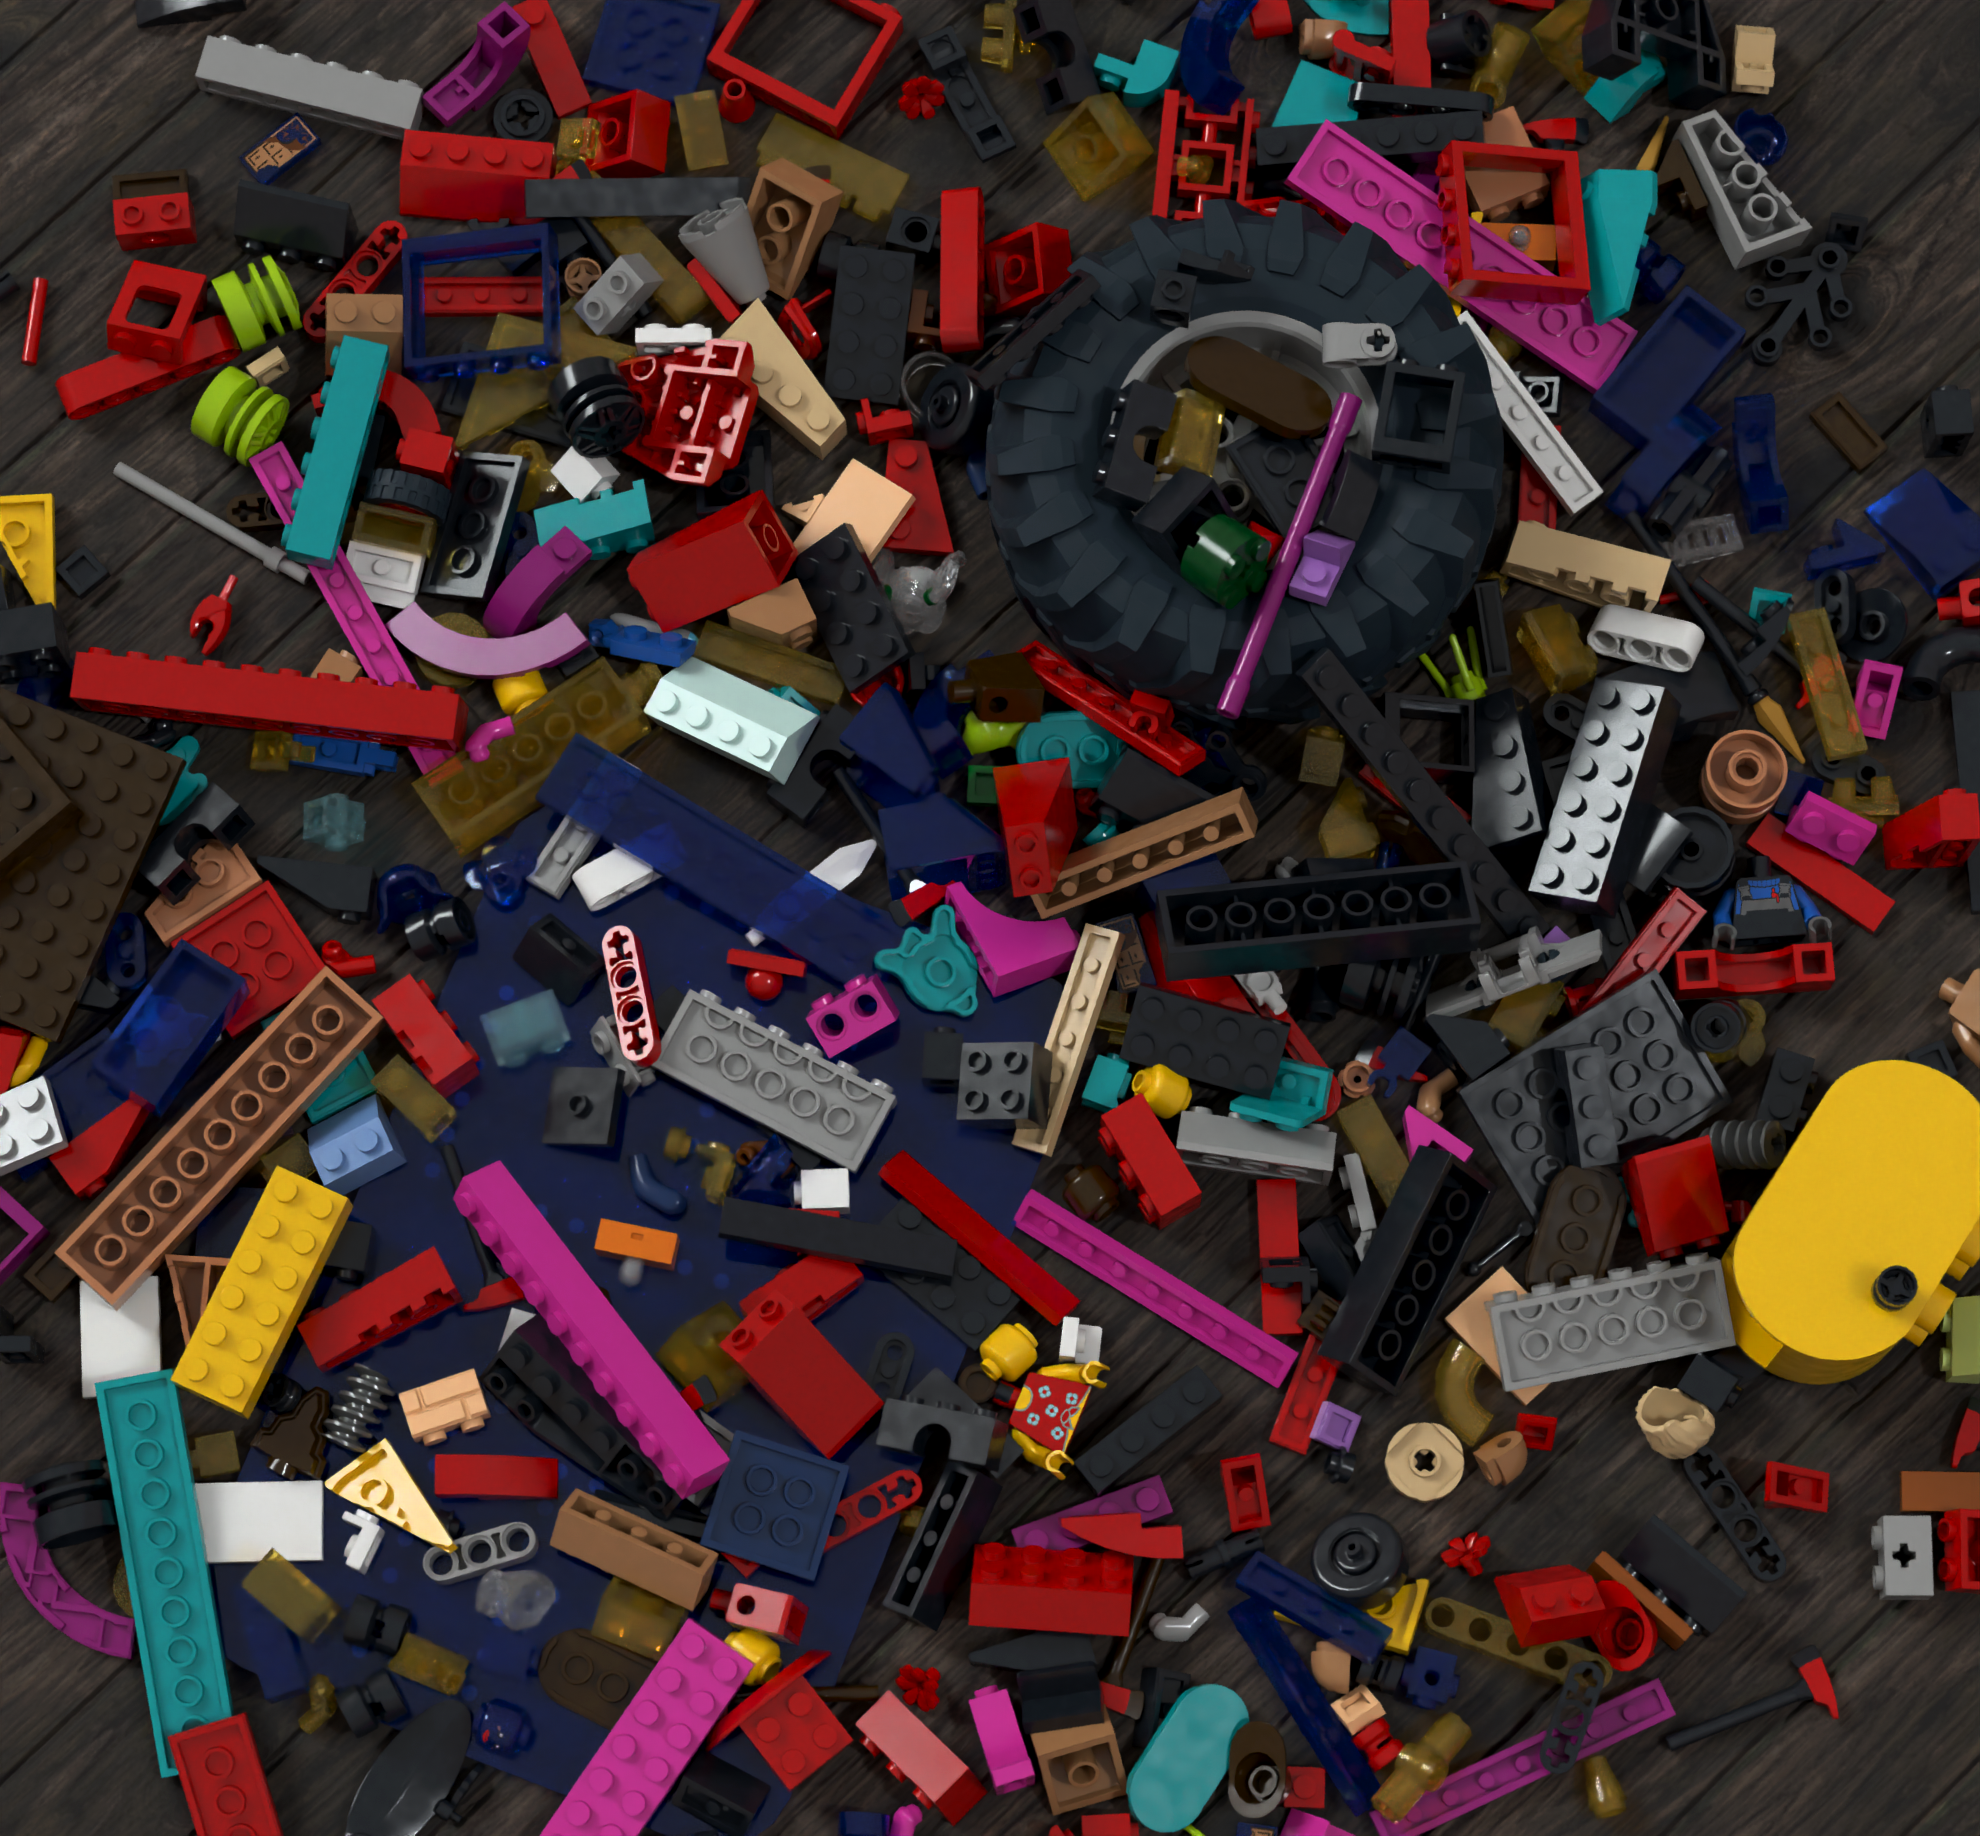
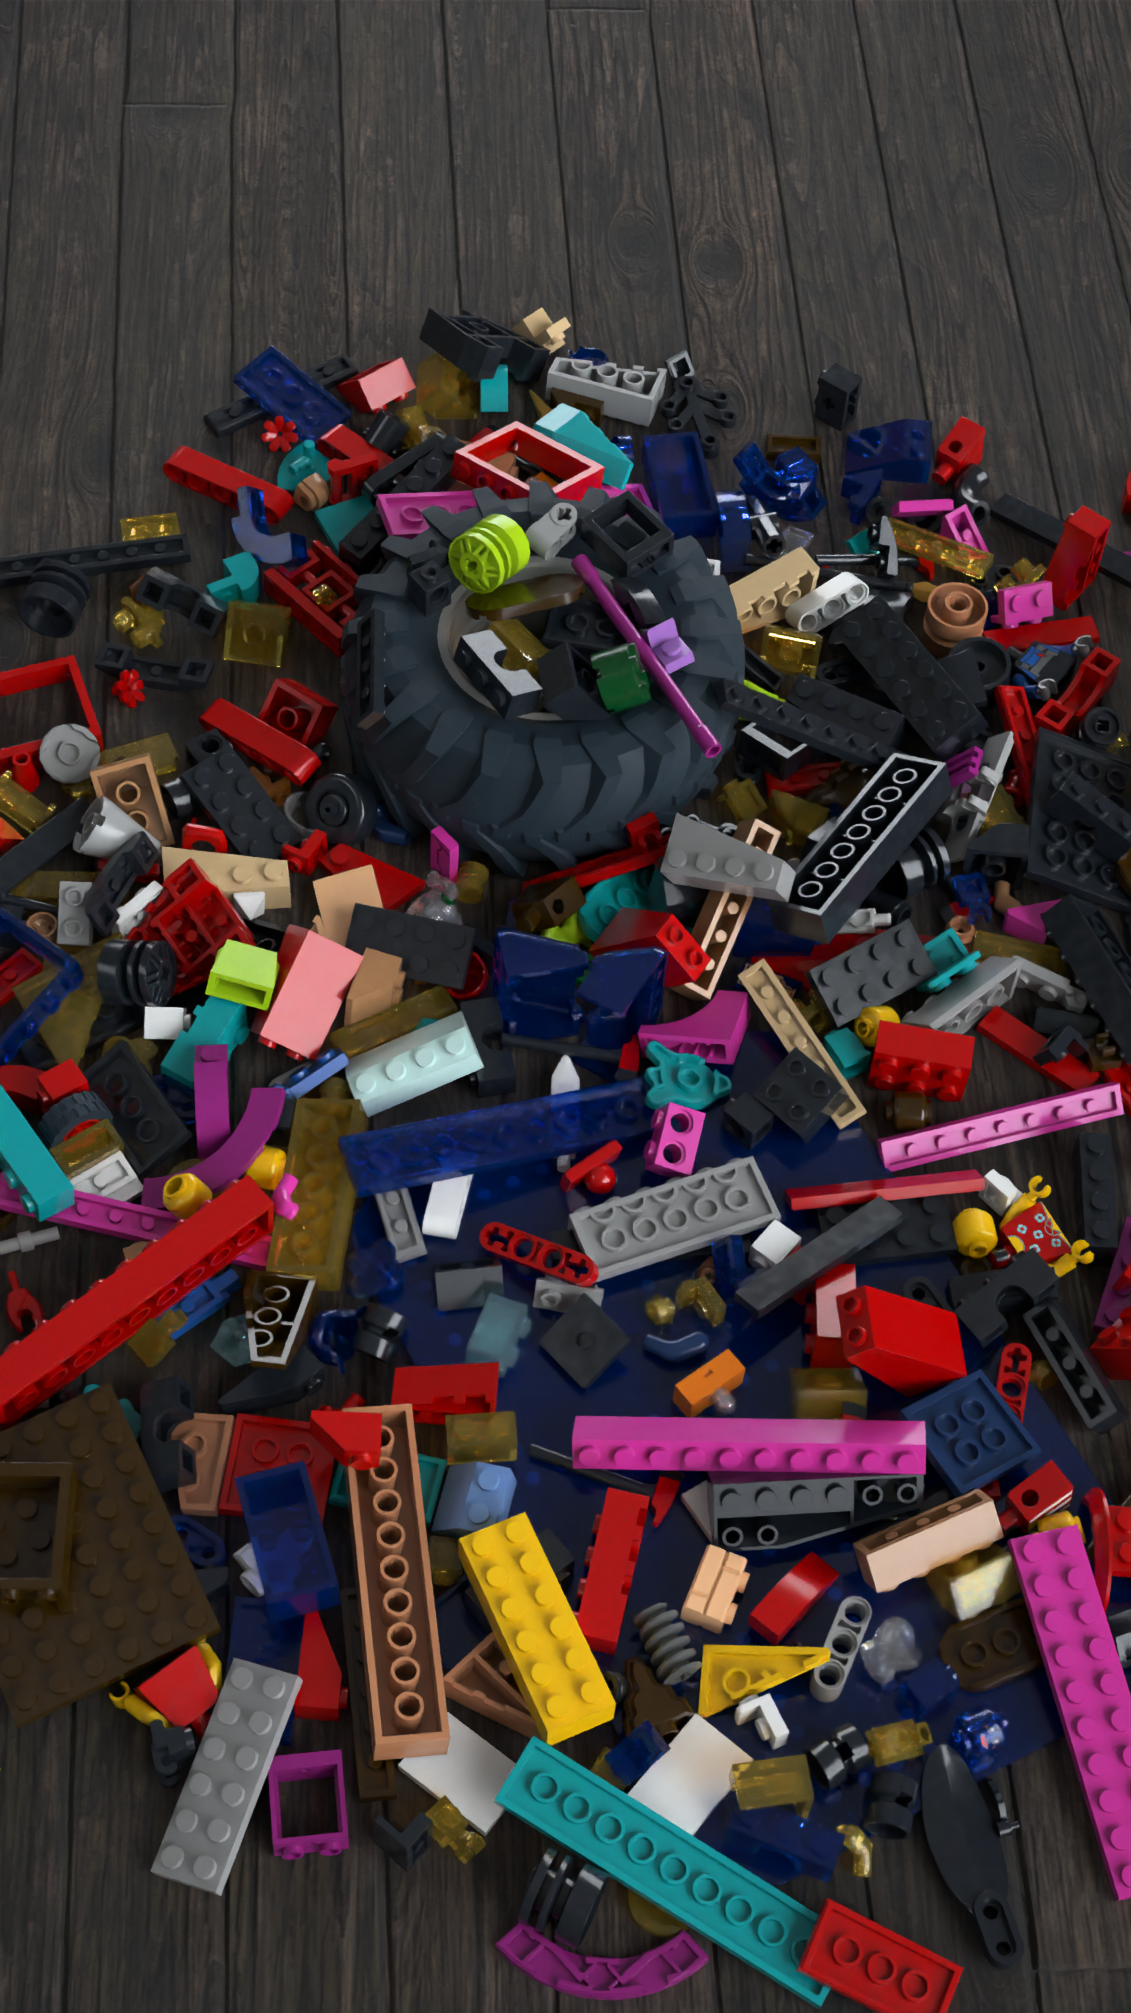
camera: 55 degrees left, 20 degrees down
(59, 1361) = (449, 1829): none -> clear yellow plate
(235, 1462) = (636, 1753): none -> clear blue bracket
(296, 999) = (349, 1436): none -> red slope
(368, 837) = (278, 1315): none -> dark brown wedge
(415, 657) = (185, 1194): none -> yellow head
(664, 502) = (244, 974): none -> lime torso
(670, 298) = (116, 878): none -> black slope
(776, 428) = (249, 904): none -> white slope
(788, 120) = (69, 753): none -> light grey tile
(986, 549) = (444, 854): none -> dark pink tile
(988, 595) = (471, 877): none -> clear yellow wheel
(1156, 813) = (719, 862): none -> light grey wedge
(1266, 314) = (489, 553): none -> lime wheel
(1513, 926) = (964, 766): none -> magenta tile
(1809, 463) = (796, 466): none -> clear blue brick
(1856, 631) = (922, 508): none -> dark pink tile

